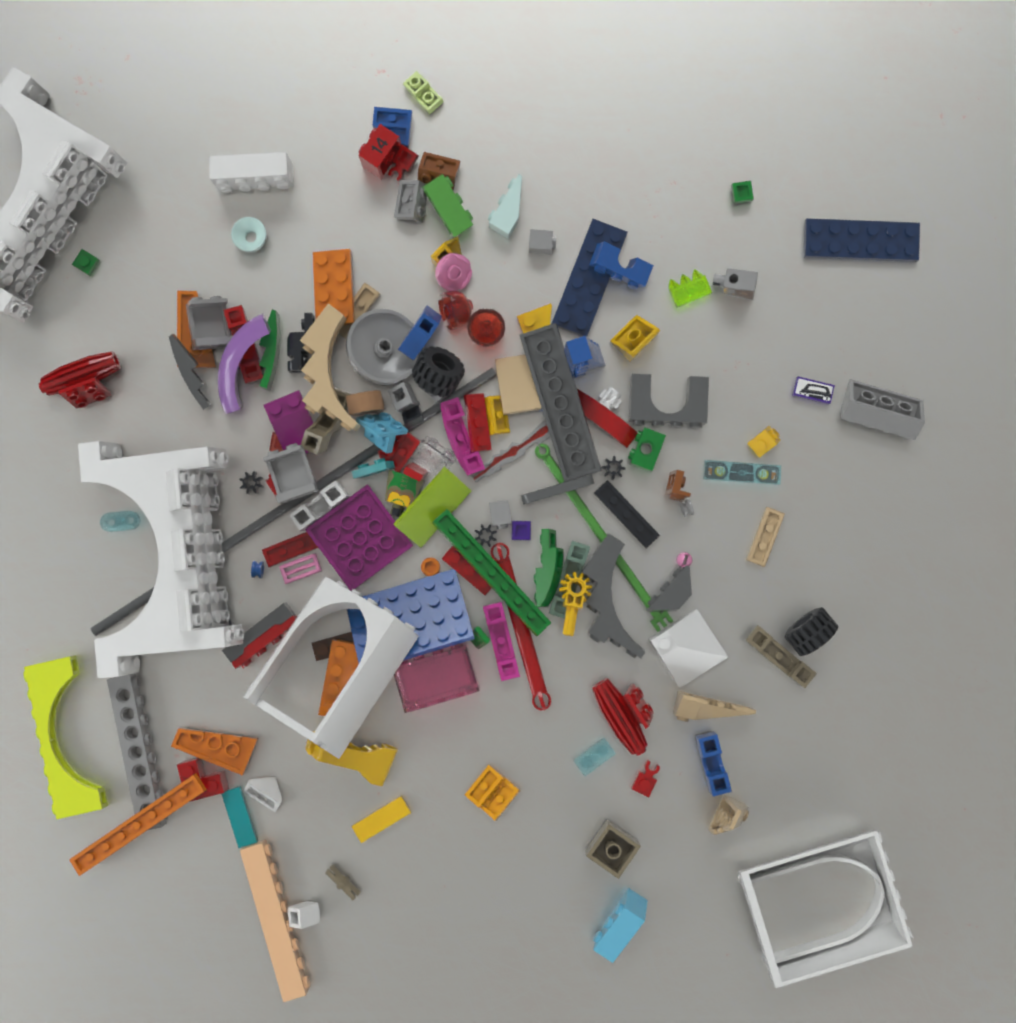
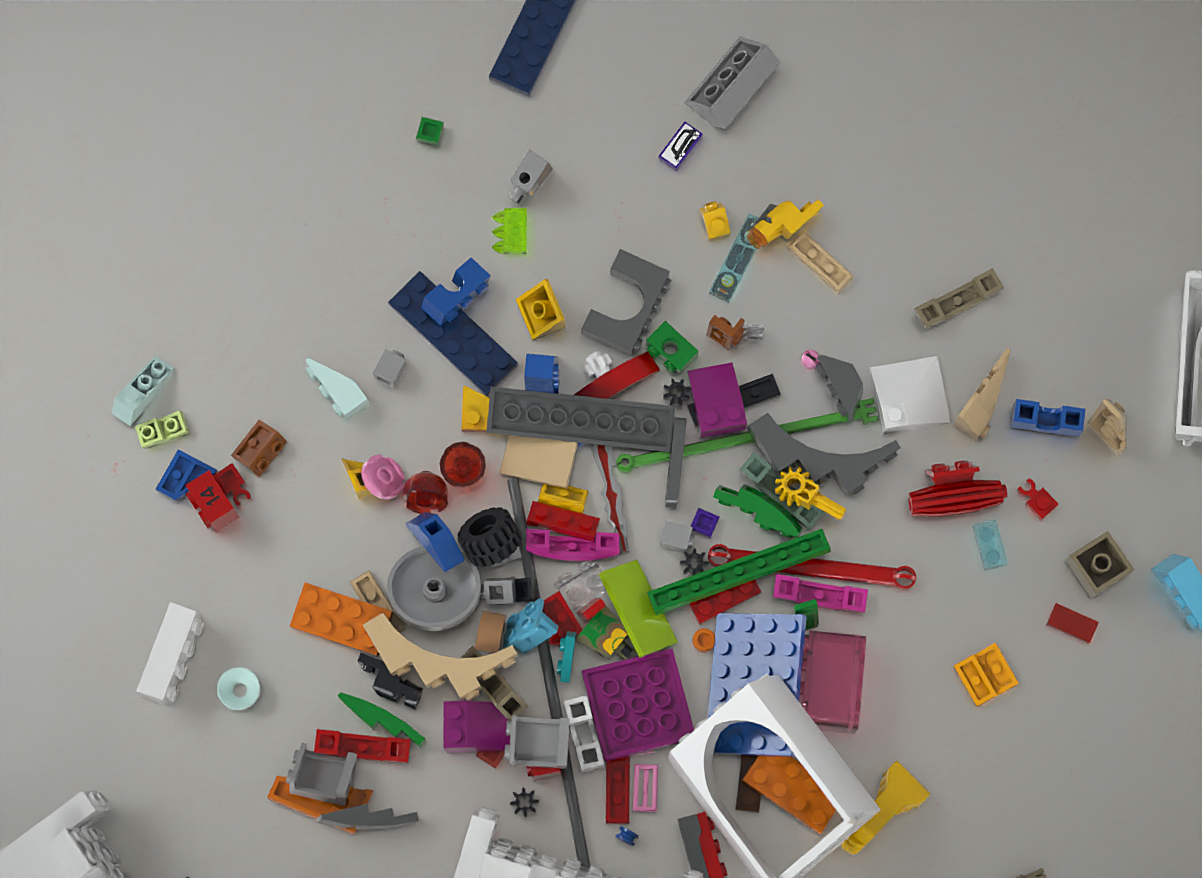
camera: 70 degrees left, 10 degrees down
(231, 360) = (376, 762): medium lavender brick -> none
(381, 819) = (968, 812): yellow tile -> none
(410, 201) = (280, 492): light grey bracket -> none
(445, 63) = (141, 390): none -> light aqua slope
(448, 205) = (305, 451): bright green brick -> none
(559, 843) = (1072, 623): none -> clear red tile
(620, 500) = (717, 400): none -> magenta slope
(785, 492) = (781, 220): none -> yellow plate
(811, 631) = (944, 254): black tyre -> none

